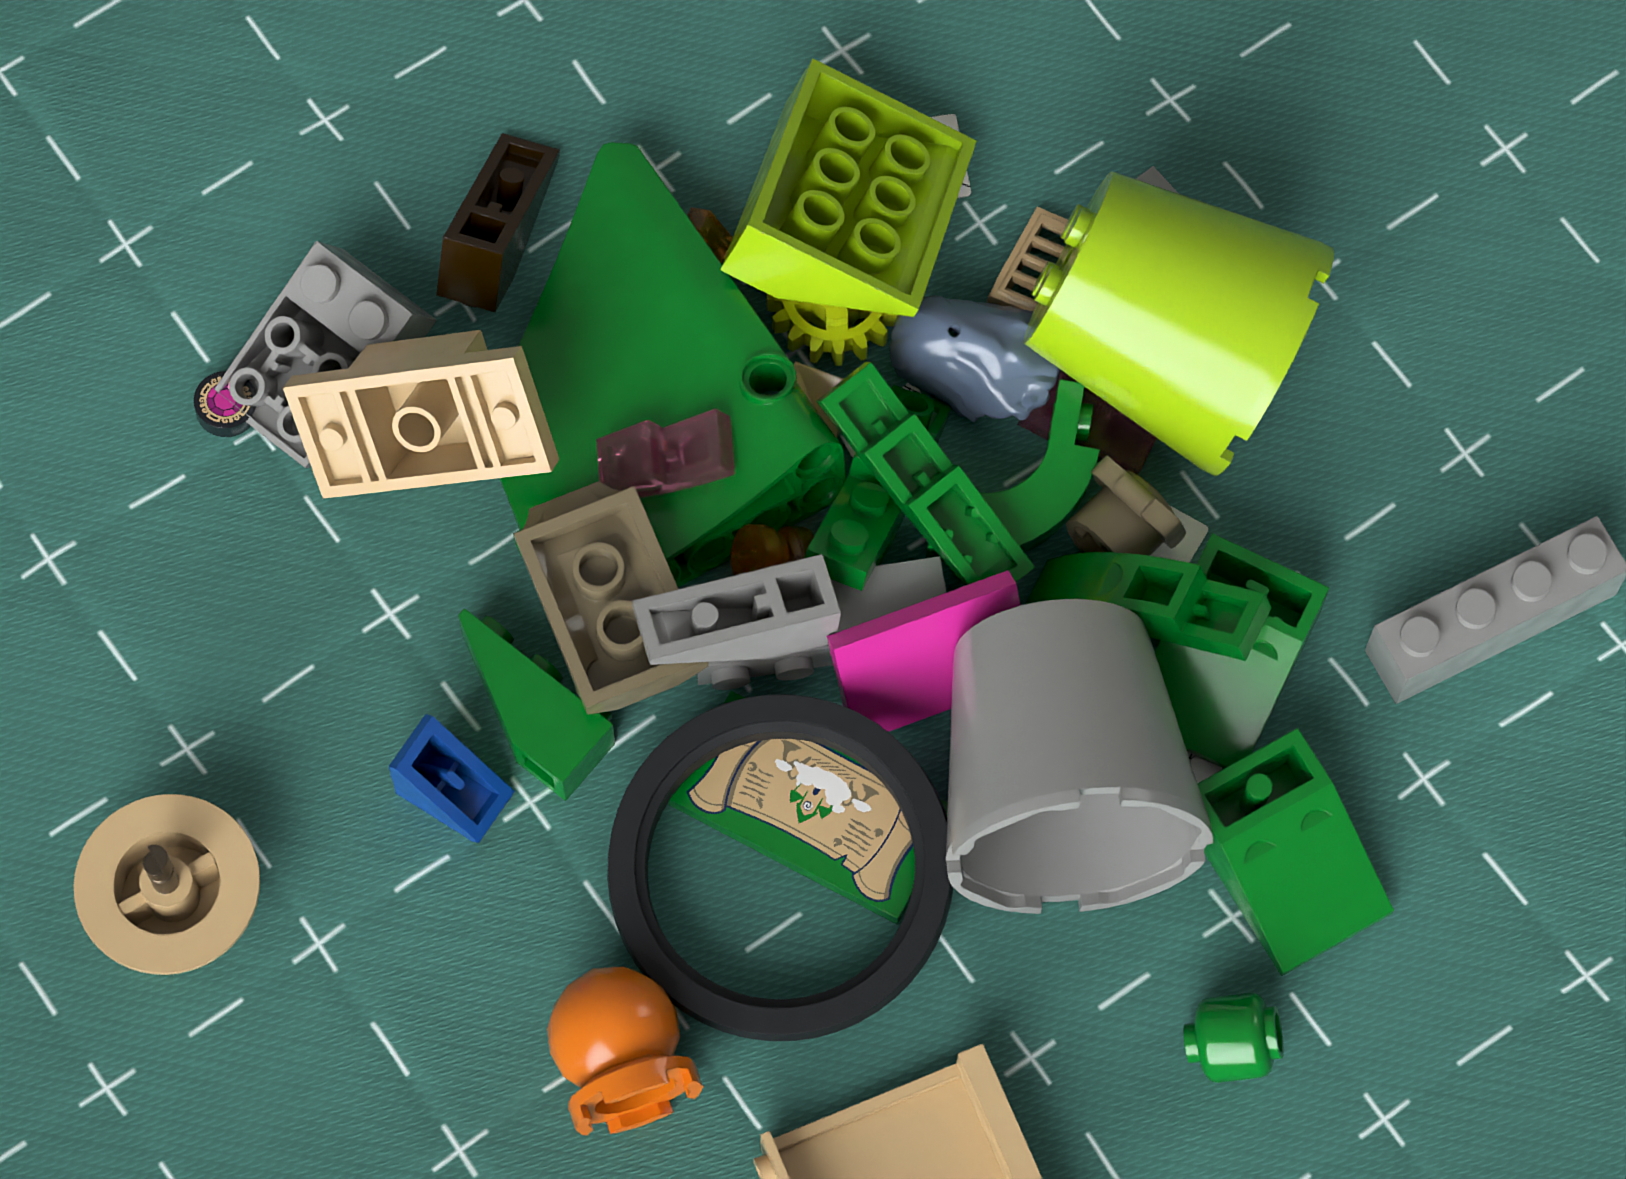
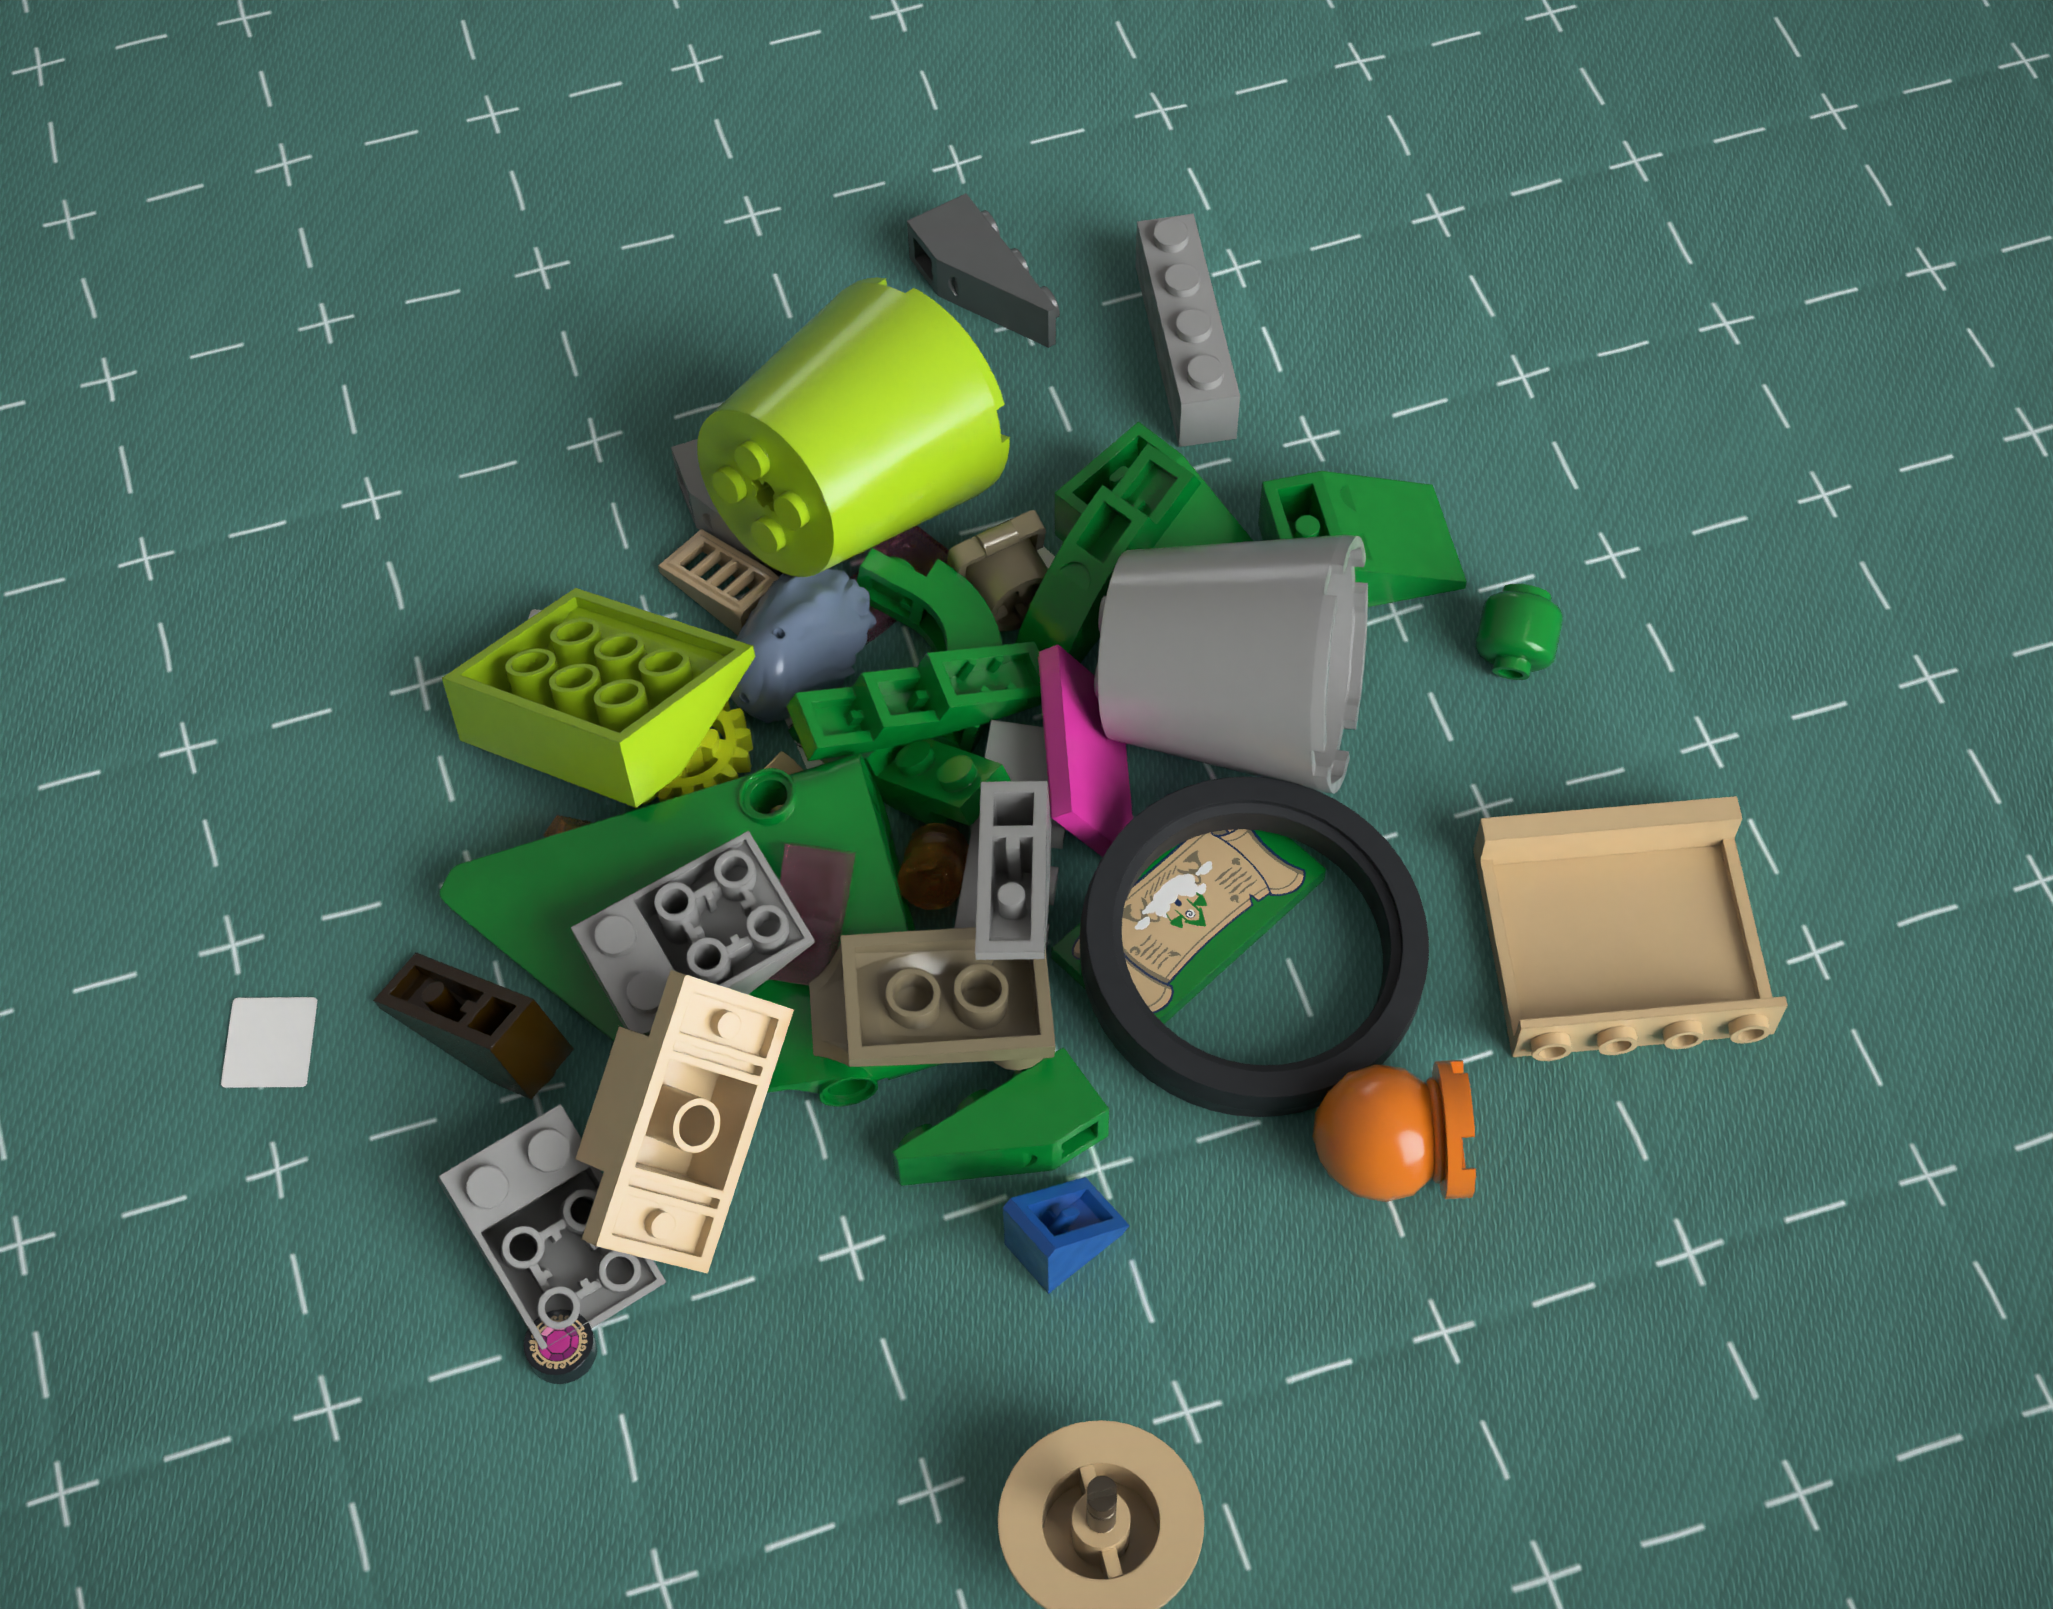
camera: 70 degrees left, 10 degrees down
(440, 66) = (269, 1042): none -> white sticker
(601, 363) = (708, 920): none -> light grey slope
(1507, 370) = (974, 268): none -> dark grey slope

